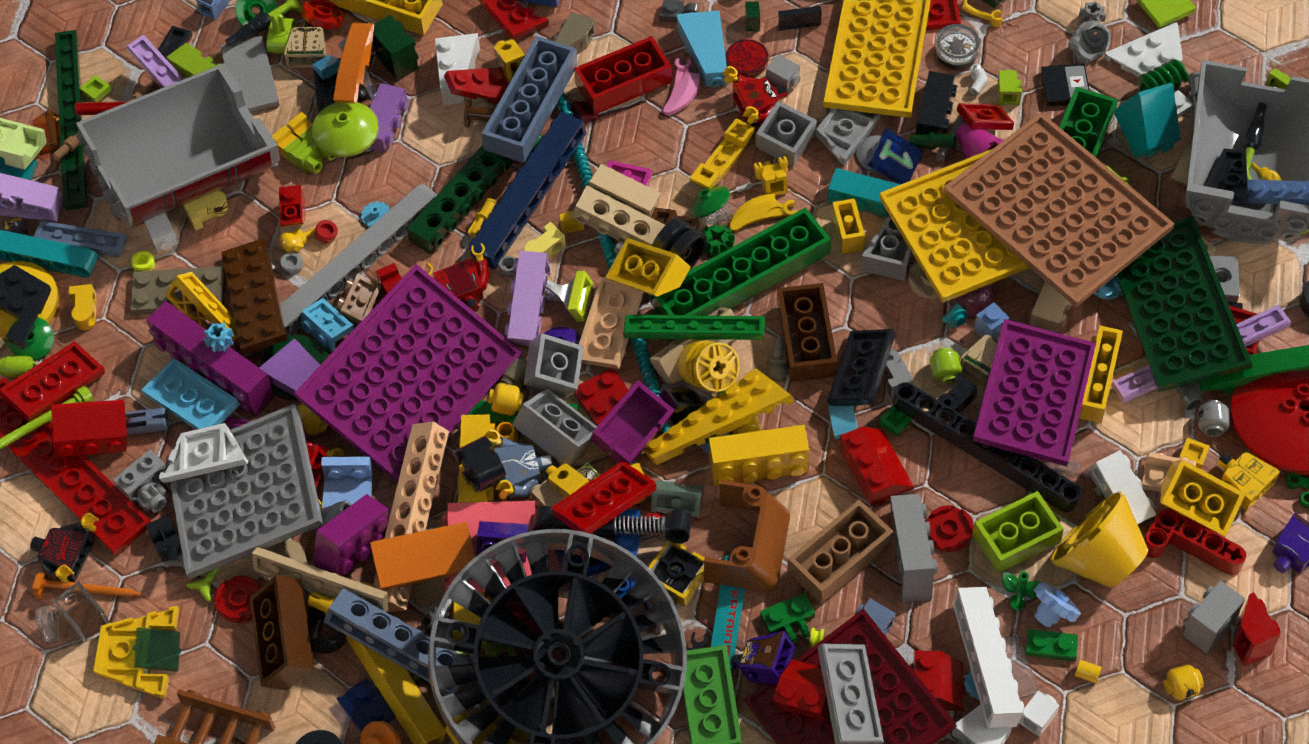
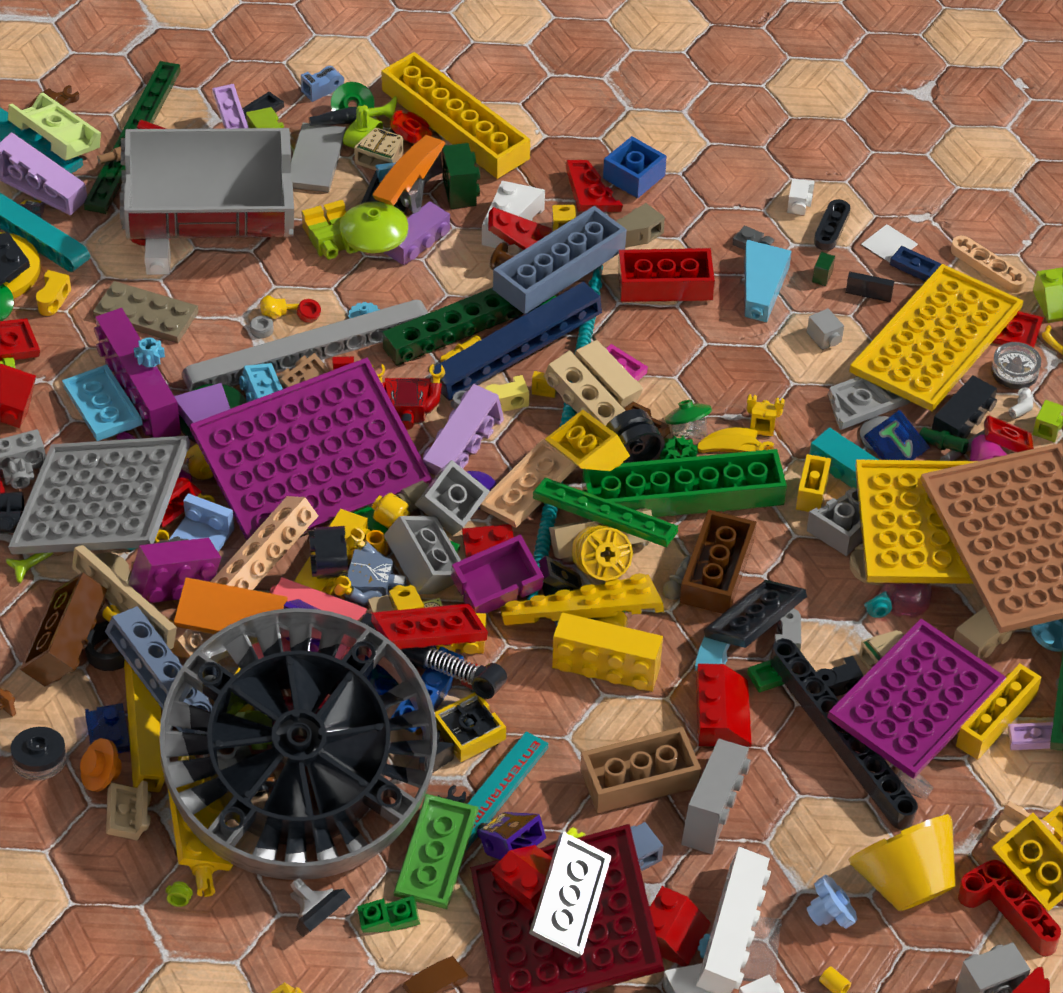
camera: 20 degrees right, 10 degrees down
(50, 123) = (109, 136): clear orange slope -> none
(95, 89) = (169, 118): lime plate -> none
(97, 240) = (96, 243): sand blue plate -> none
(143, 261) = (128, 275): neon yellow tile -> none
(146, 421) = (51, 408): sand blue arm -> none
(203, 453) = (82, 449): white wing -> none
(206, 208) = (210, 251): light yellow leg -> none
(206, 303) = (160, 328): yellow fence -> none
(233, 598) = (39, 588): red tile -> none
(254, 296) = (208, 338): reddish brown plate -> none
(291, 206) = (288, 275): red slope -> none
(574, 295) = (509, 448): neon yellow piece -> none
(583, 112) = (610, 296): dark red slope -> none
(676, 496) = (511, 660): sand green panel -> none
(684, 89) = (721, 310): bright pink piece -> none
(724, 156) = (727, 382): yellow slope -> none
(747, 57) = (798, 304): tile -> none
(753, 96) = (785, 339): torso -> none
(759, 565) = (557, 747): dark orange windscreen -> none
(785, 133) = (797, 380): light grey brick -> none
(788, 614) = (559, 809): green hinge -> none
(945, 365) = (843, 643): lime head -> none
(950, 528) = (766, 796): red tile -> none
(990, 321) = (908, 616): medium blue brick -> none
(1017, 532) = (830, 822): lime brick -> none
(1020, 587) = (803, 870): green plant -> none
(1051, 645) = (811, 943): green plate -> none
(1115, 475) = (961, 803): white wedge -> none

